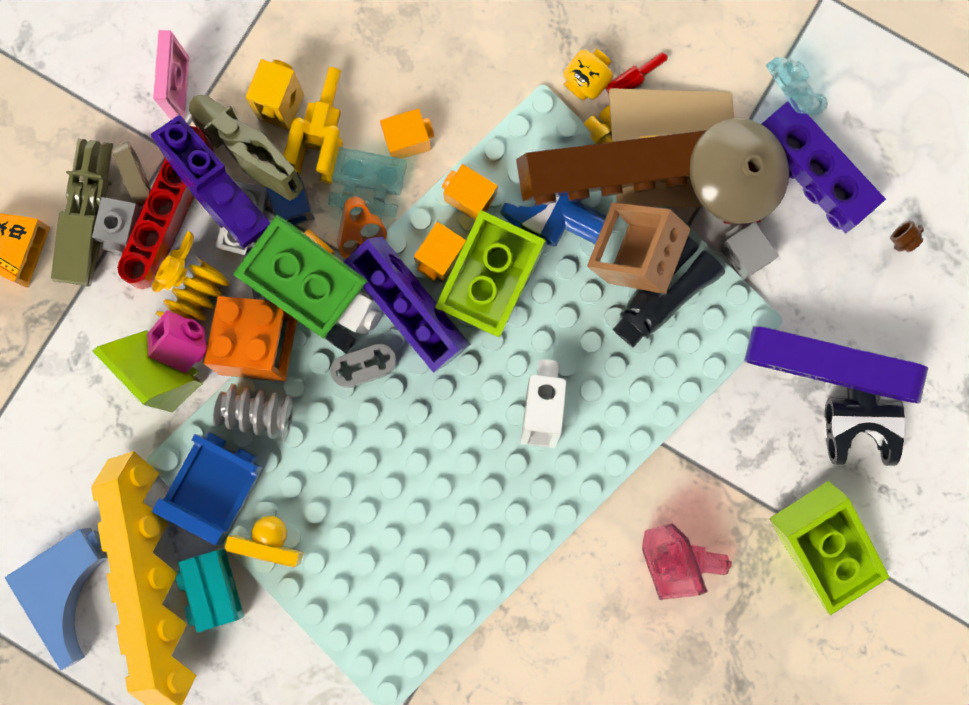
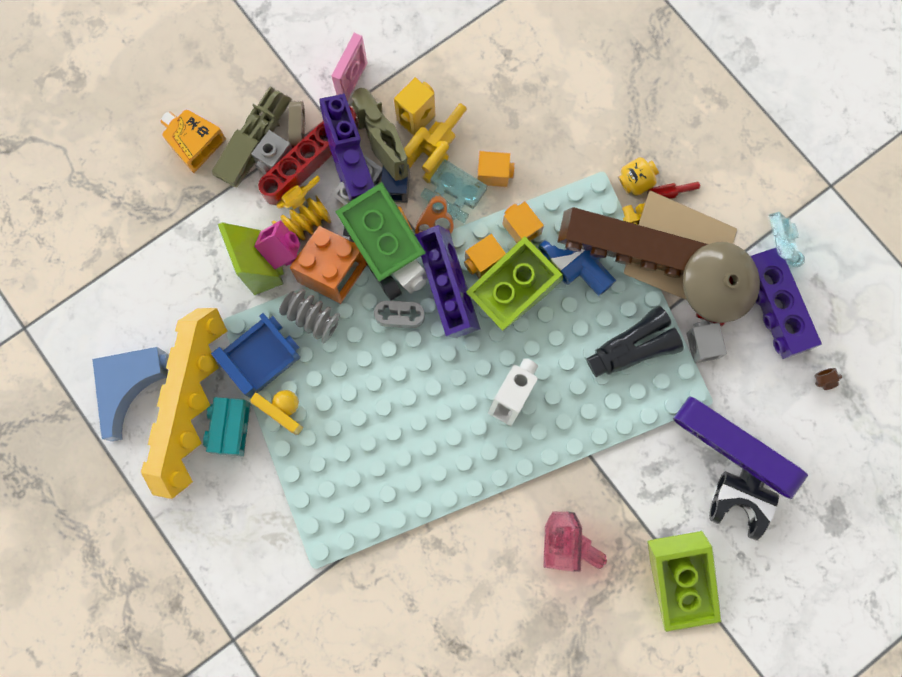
camera: 25 degrees right, 5 degrees down
(647, 250) = (634, 311): medium nougat piece -> none

